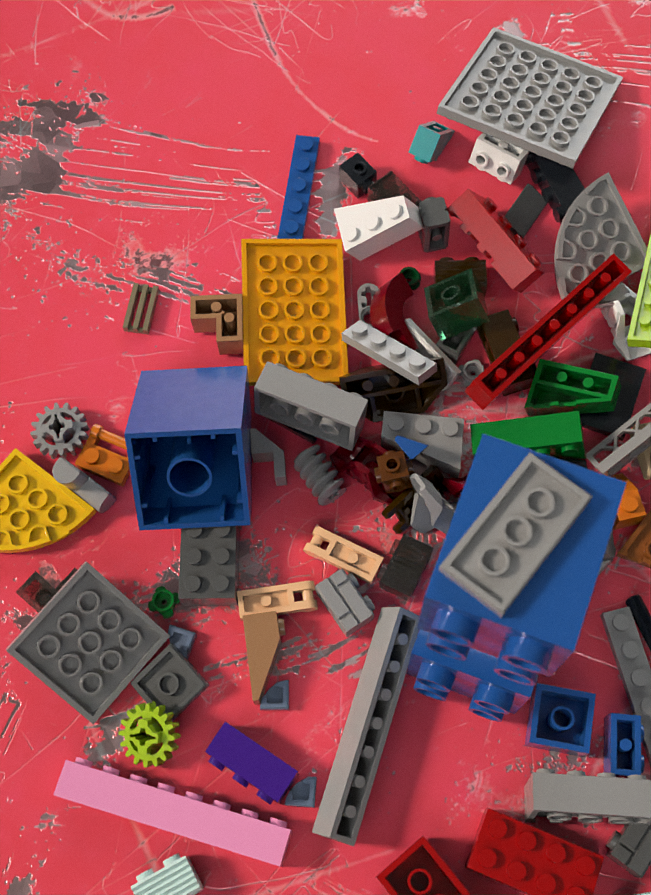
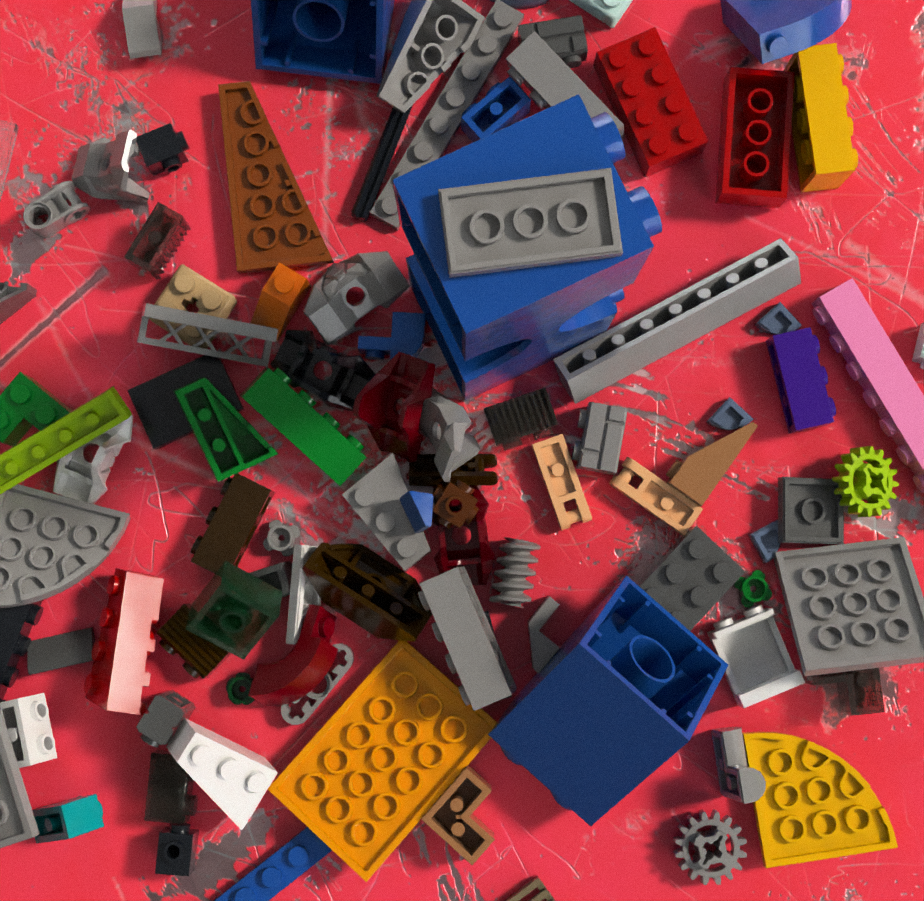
camera: 140 degrees left, 15 degrees up
(102, 461) = (694, 778): orange plate -> none
(128, 560) = (755, 656): none -> white panel
(389, 352) = (345, 621): light grey plate -> none
(547, 332) = (183, 497): red brick -> none

